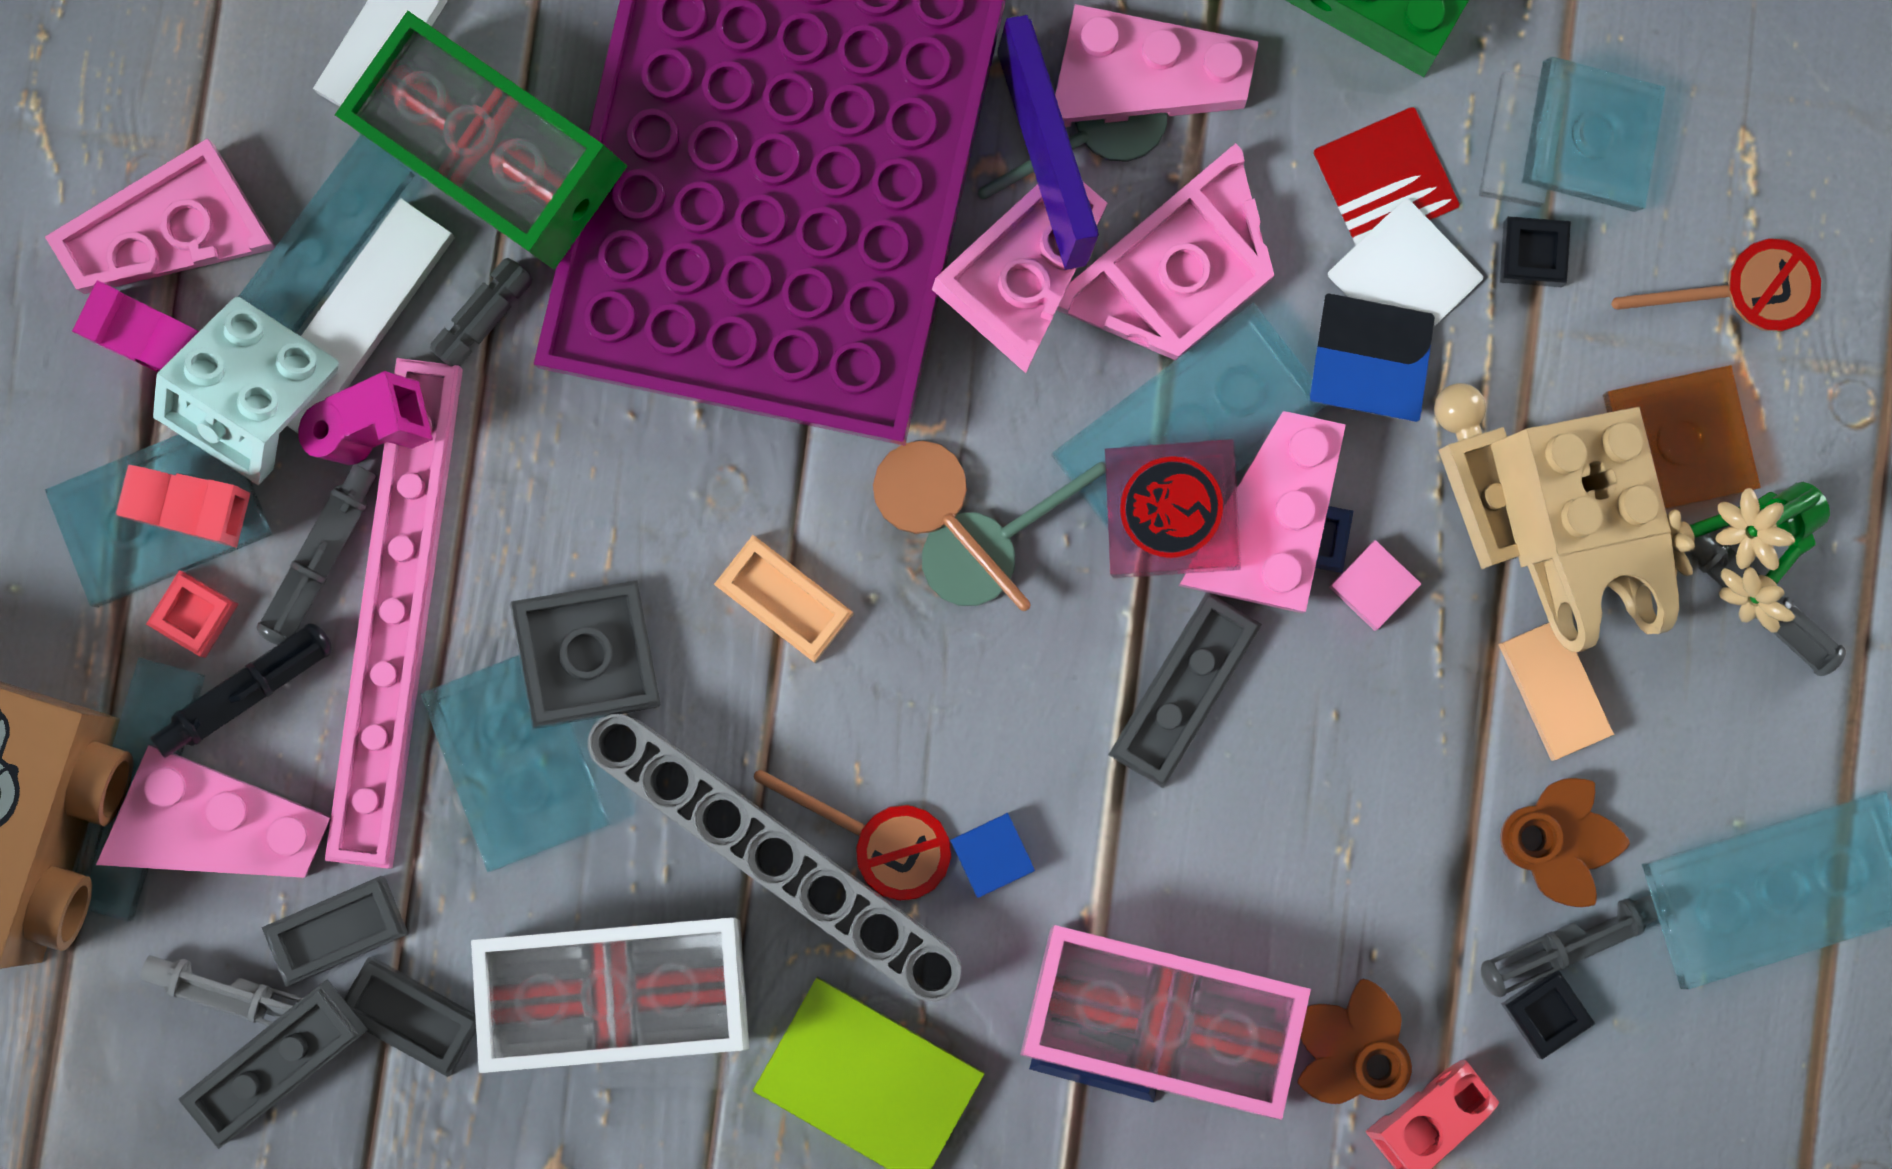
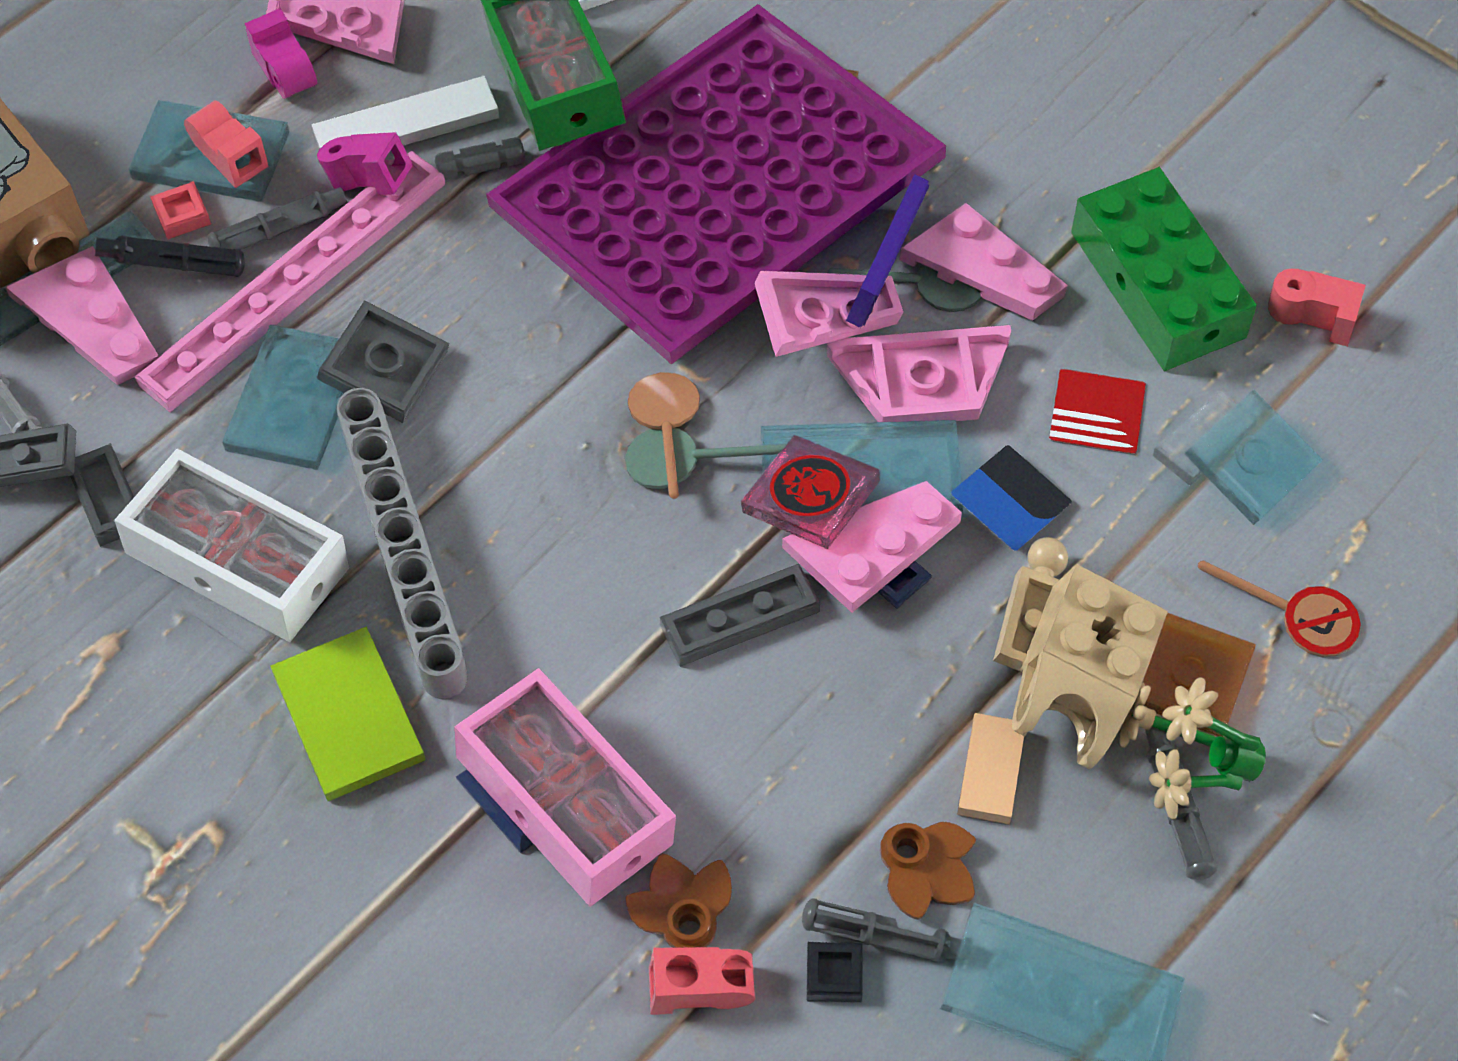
camera: 30 degrees right, 25 degrees down
(240, 387) = (307, 97): light aqua bracket -> none
(327, 234) = (410, 76): clear light blue tile -> none
(335, 931) = (109, 420): dark grey tile -> none
(784, 598) = (529, 410): light nougat tile -> none
(898, 851) = (481, 593): piece -> none
(992, 855) = (537, 631): blue tile -> none
(1375, 585) = (913, 630): bright pink tile -> none
(1407, 266) = (1076, 464): white sticker -> none
(1535, 251) = (1167, 504): black tile -> none

